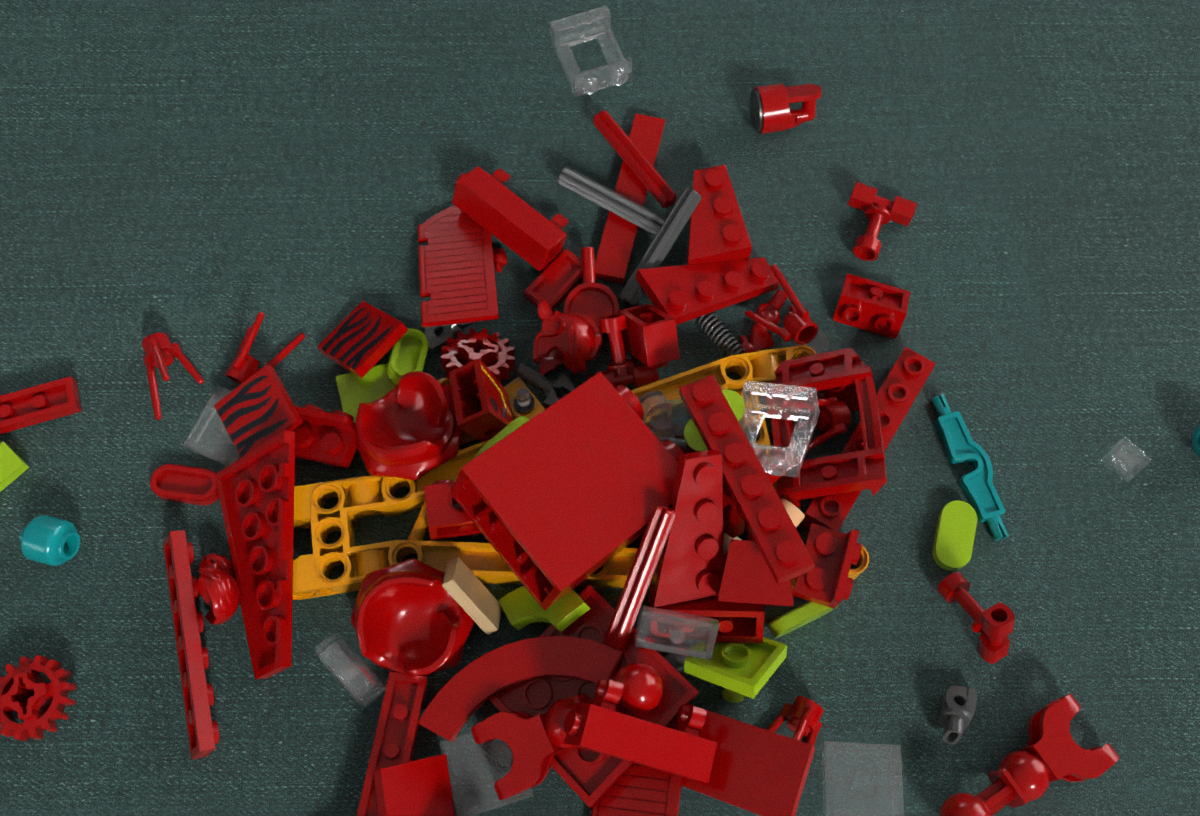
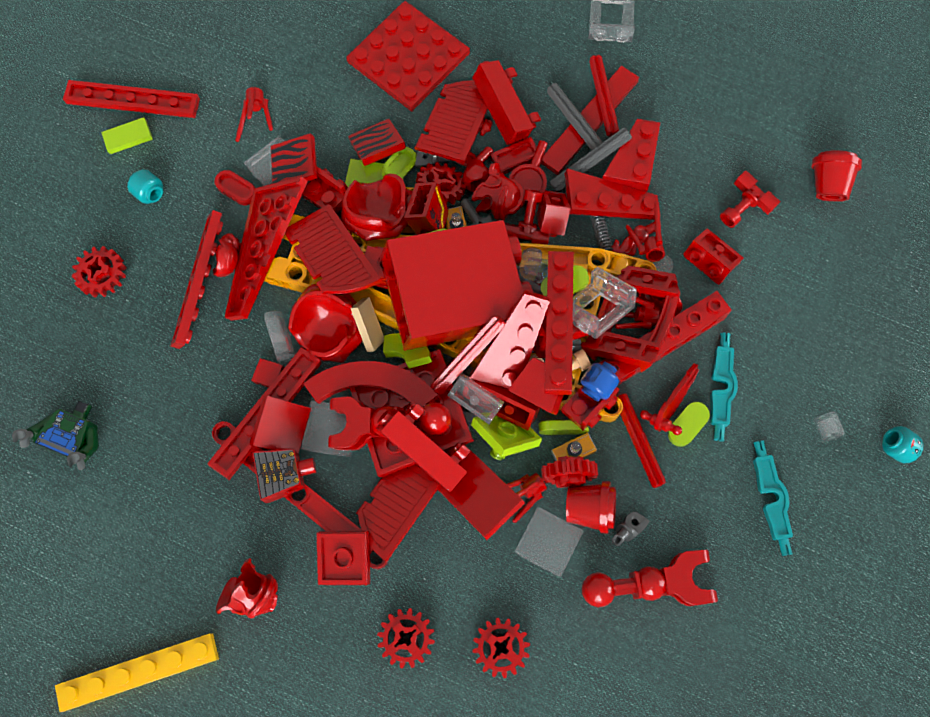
camera: 30 degrees right, 5 degrees up
(245, 365) = (300, 129): red plant -> none
(348, 208) = (408, 55): none -> red plate
(356, 732) = (266, 372): none -> red tile
(377, 519) = (331, 253): none -> red piece
(517, 324) = (475, 170): none -> red piece
(771, 107) = (713, 97): red piece -> none
(830, 532) = (600, 381): none -> blue head
(830, 640) = (580, 446): none -> light orange piece
(846, 674) = (569, 471): none -> red gear
(898, 706) = (592, 506): none -> red piece
(913, 591) = (641, 443): none -> red axle
(922, 548) = (661, 420): none -> red piece
(964, 144) = (835, 174): none -> red piece
(992, 623) = (677, 482): red bar -> none
(1120, 597) = (775, 511): none -> teal piece

